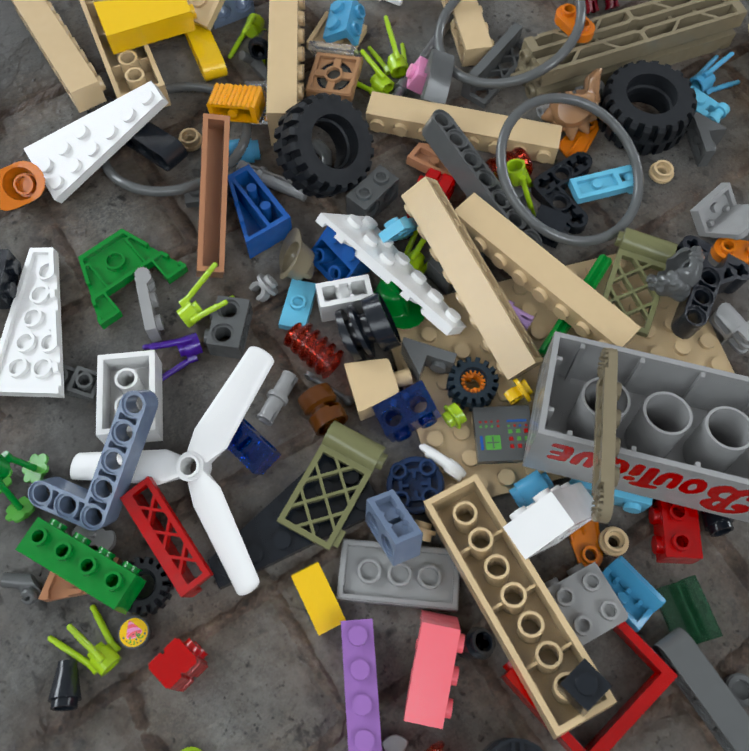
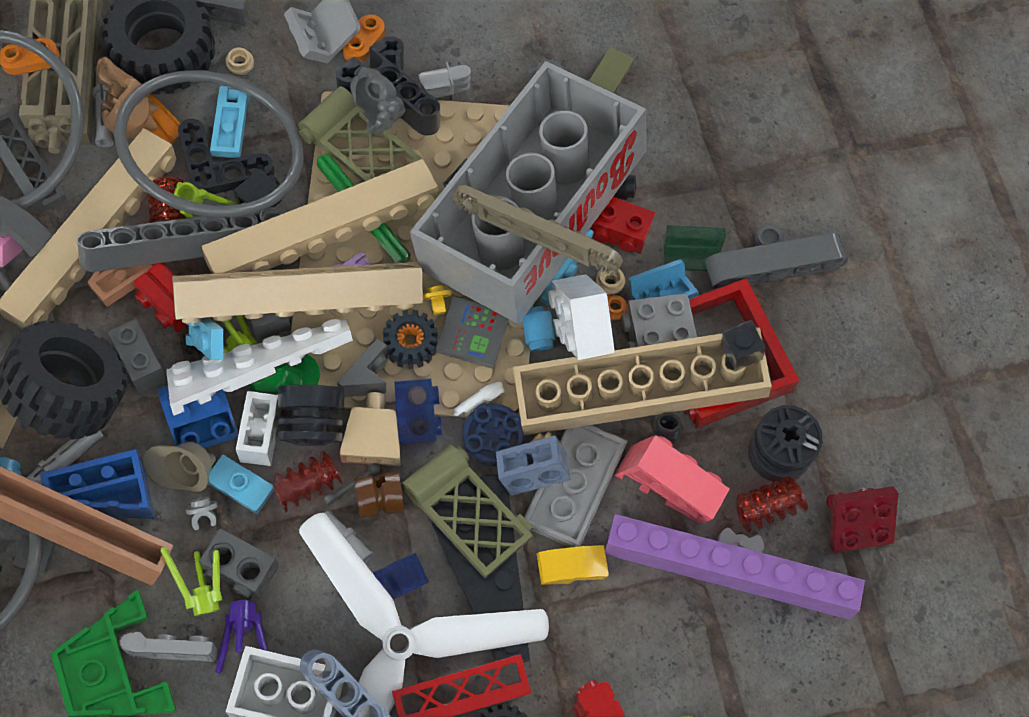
camera: 75 degrees left, 0 degrees up
(453, 416) = (437, 369): lime plate -> none

